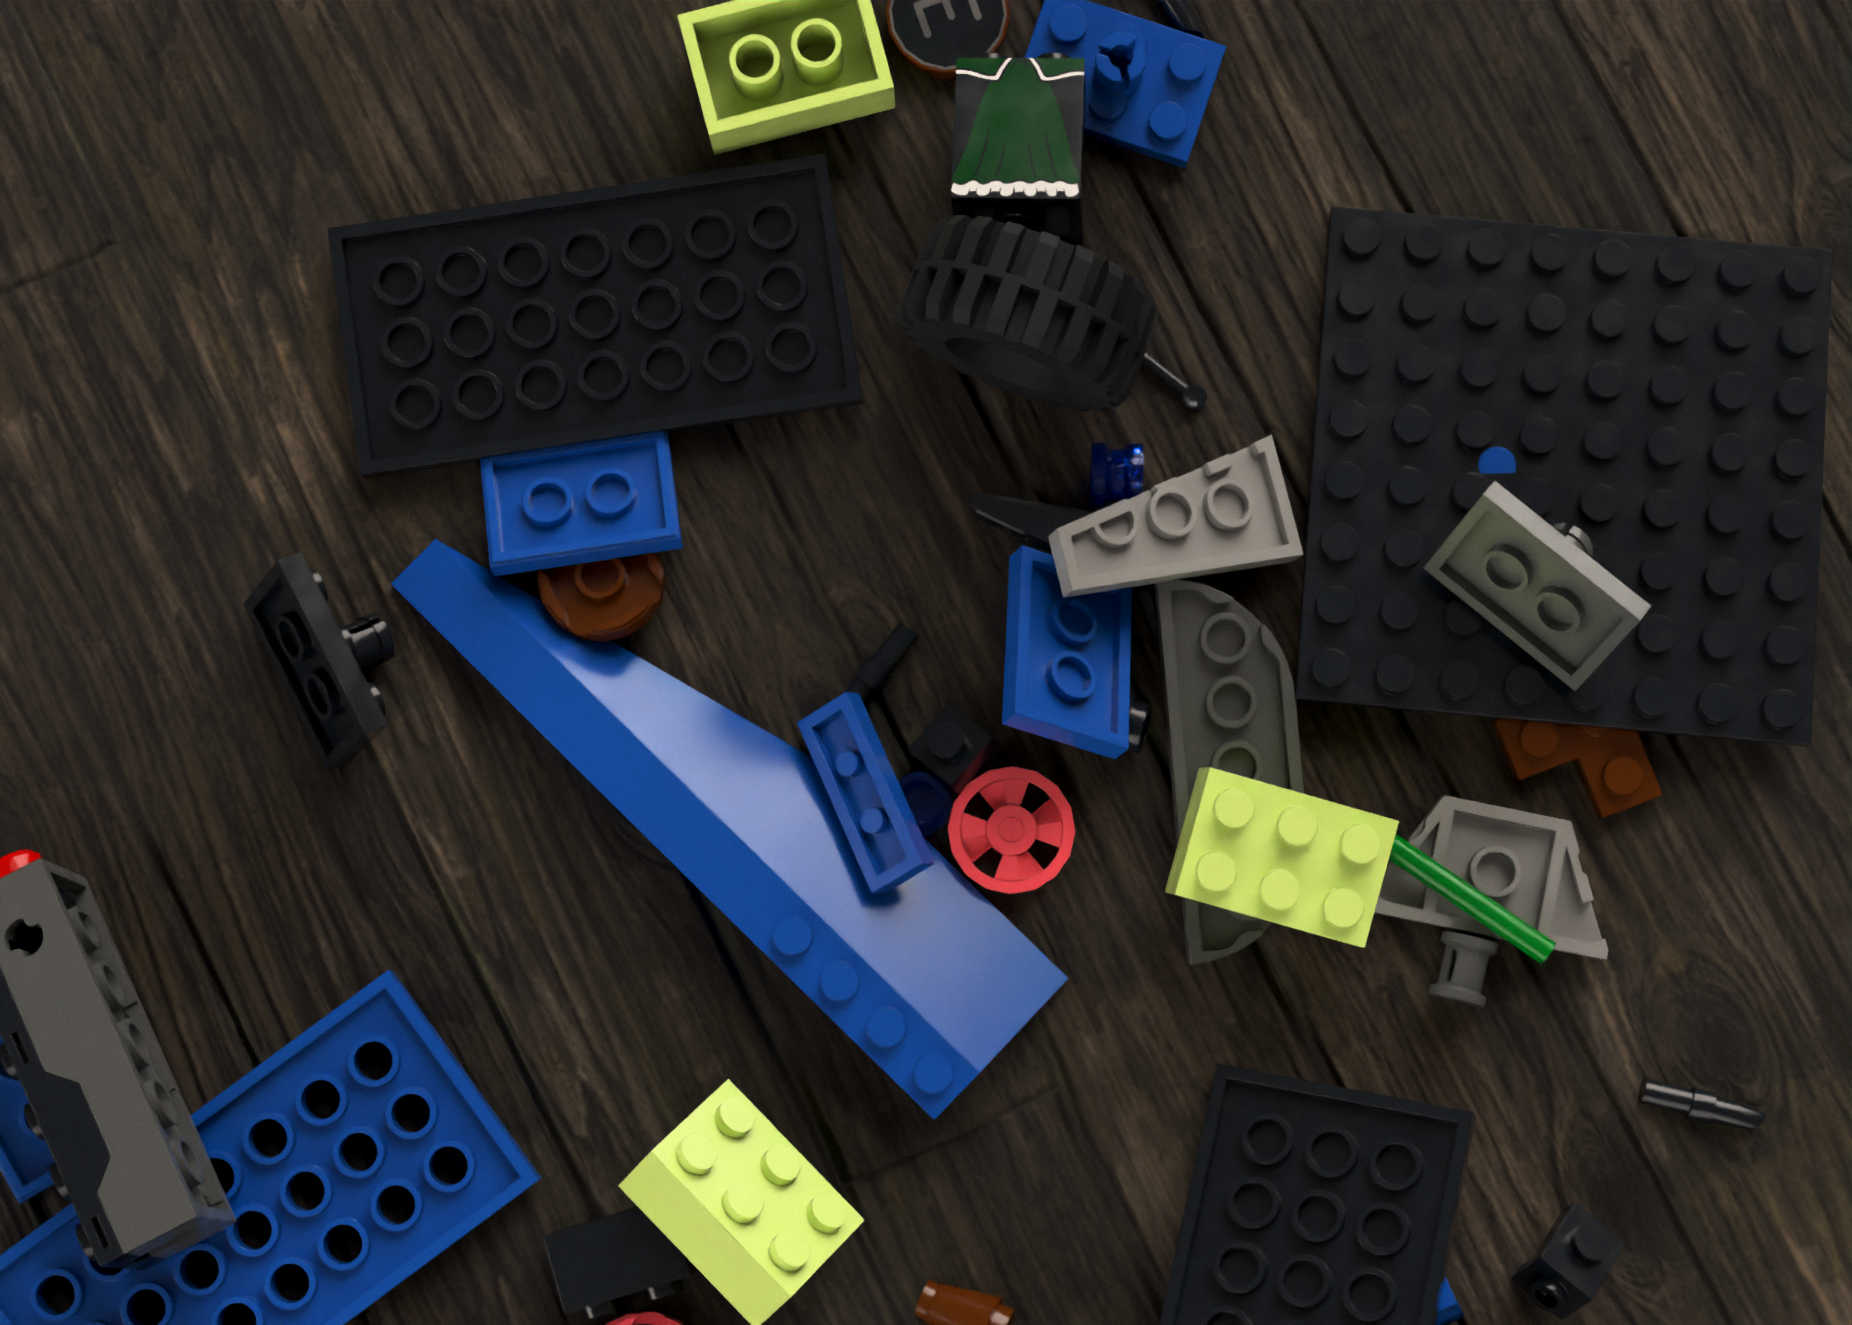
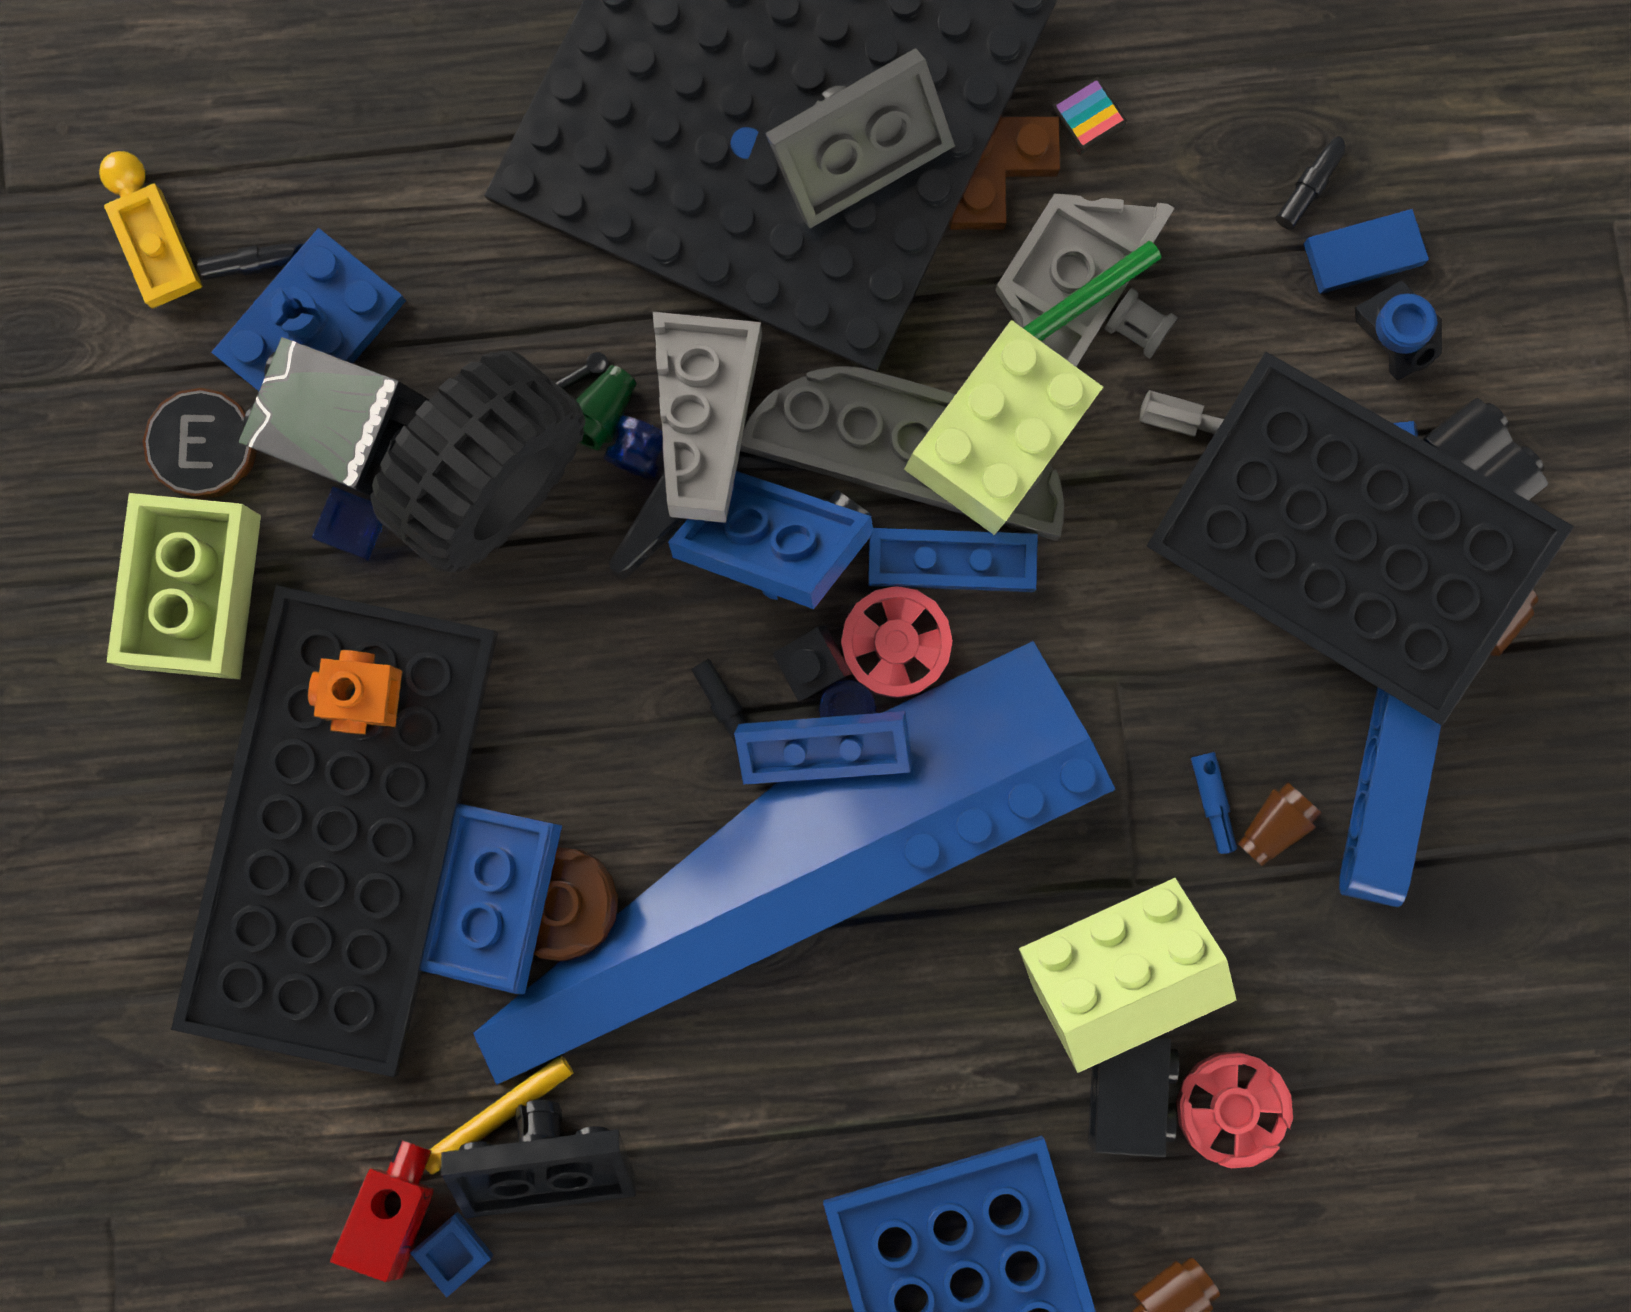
camera: 75 degrees left, 0 degrees up
(189, 517) = (372, 1238): none -> red torso
(202, 604) = (452, 1254): none -> blue tile
(365, 598) = (501, 1110): none -> yellow piece
(742, 302) = (374, 696): none -> orange brick
(918, 201) = (348, 524): none -> clear blue plate
(967, 1238) = (1214, 800): none -> blue piece
(1122, 857) = (953, 560): none -> blue plate
(1148, 421) = (604, 405): none -> dark green cone
(1377, 1044) = (1176, 414): none -> light grey axle
(1569, 1260) = (1406, 323): none -> blue tile
(1644, 1193) = (1366, 251): none -> blue tile
(1678, 828) = (1088, 116): none -> tile

